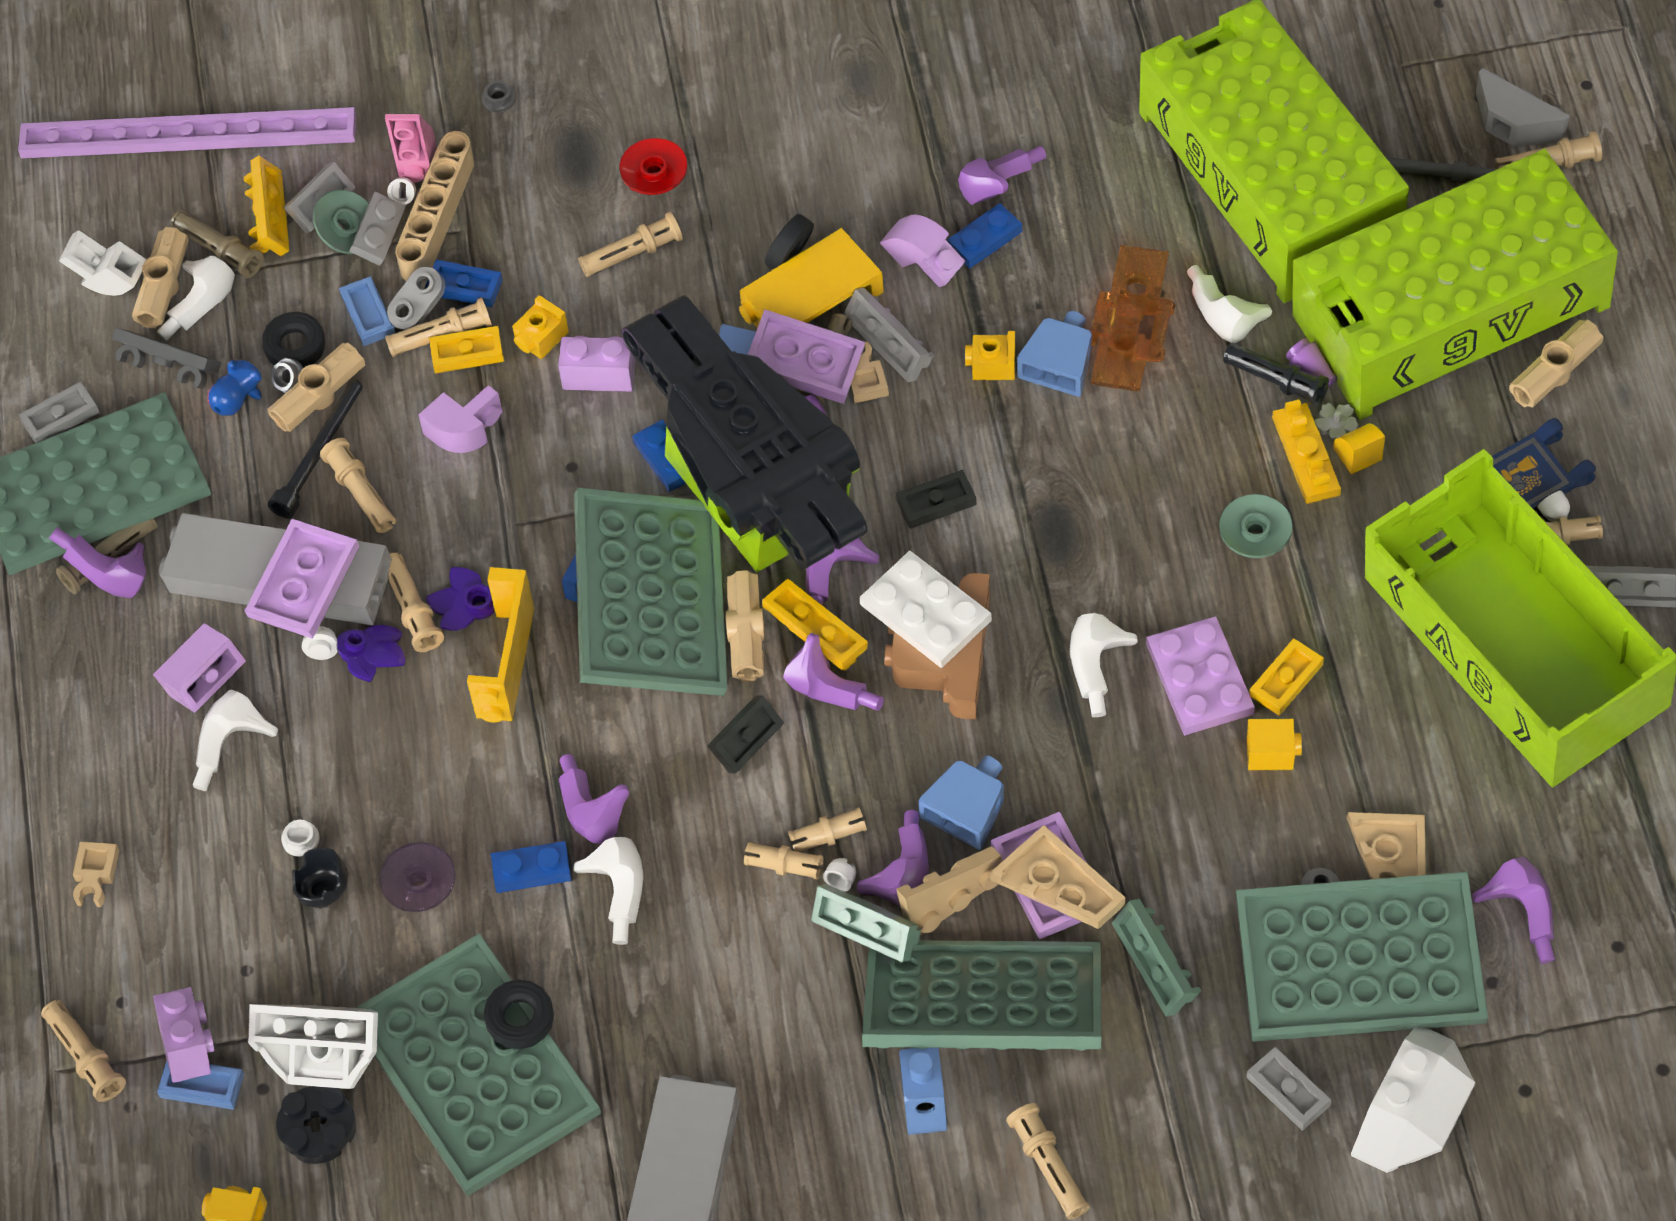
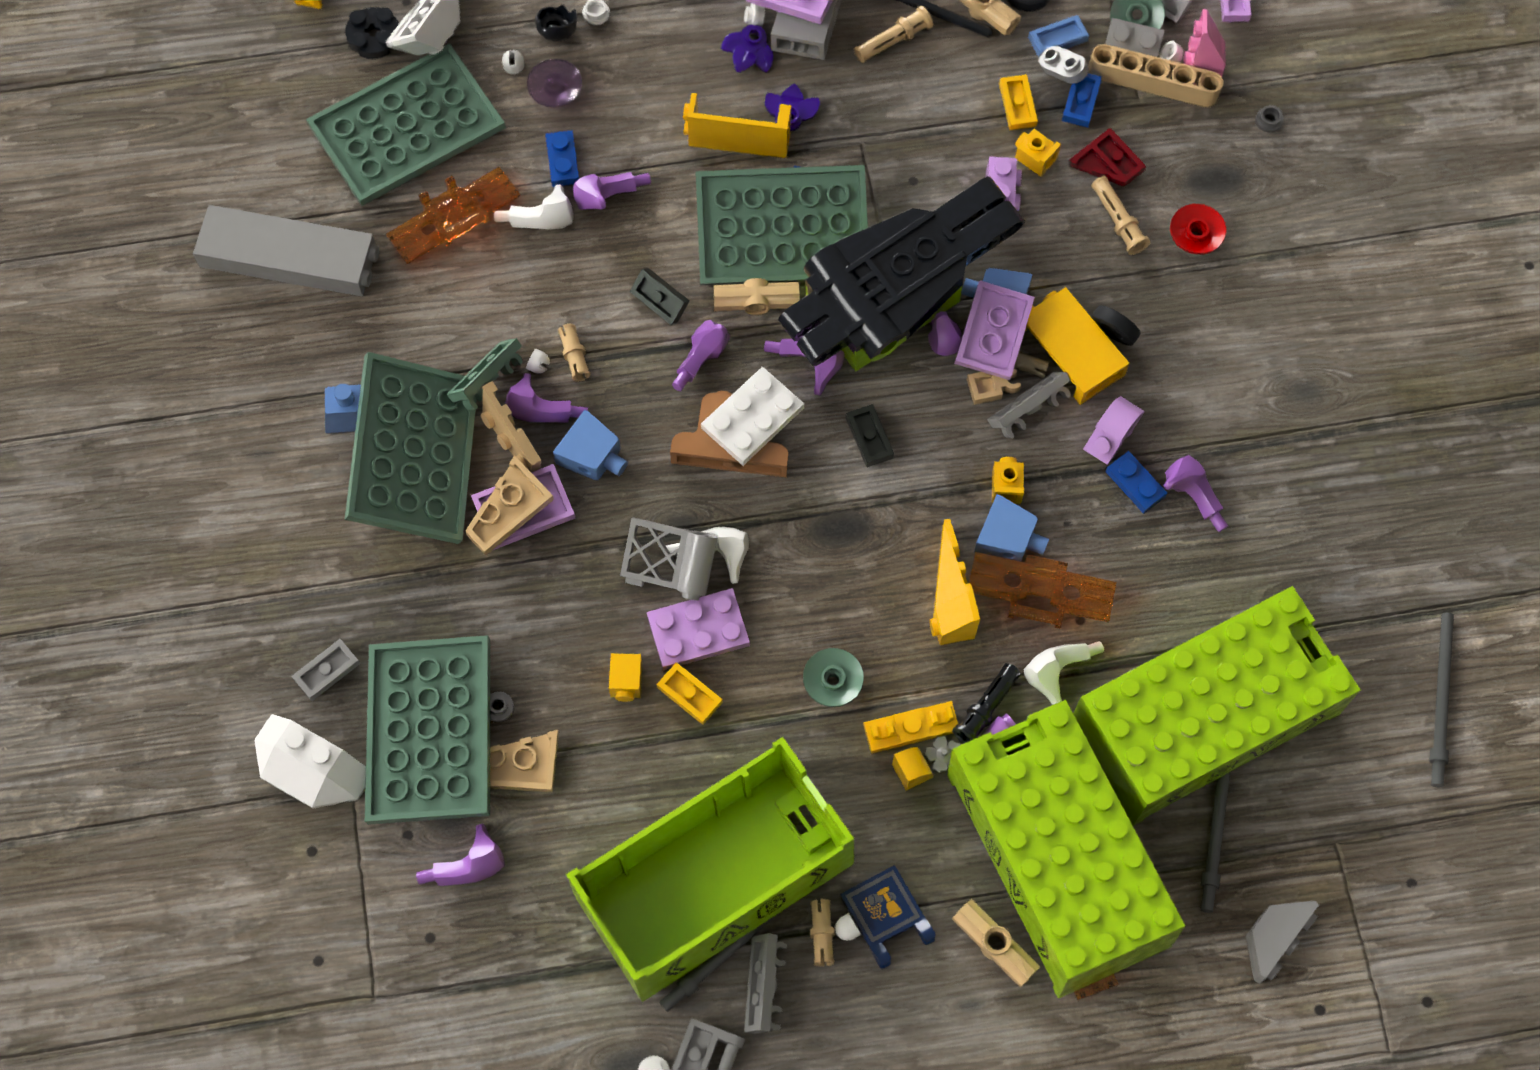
camera: 85 degrees right, 10 degrees up
(374, 943) = (519, 62): none -> white hinge
(415, 613) = (779, 76): tan pin -> none
(455, 321) = (1042, 92): tan pin -> none
(459, 427) = (946, 99): lavender brick -> none
(525, 1035) = (432, 130): black tyre -> none
(552, 255) = (1109, 158): none -> dark red wing
(610, 1001) = (450, 209): none -> clear orange piece
(783, 860) = (551, 322): tan pin -> none
(807, 616) = (749, 343): yellow plate -> none
(1040, 1146) = (299, 491): tan pin -> none
(1122, 672) = (692, 562): none -> light grey piece
(1151, 404) = (955, 605): none -> yellow wedge
(1154, 957) = (444, 579): sand green plate -> none
(1565, 153) = (1231, 976): tan pin -> none

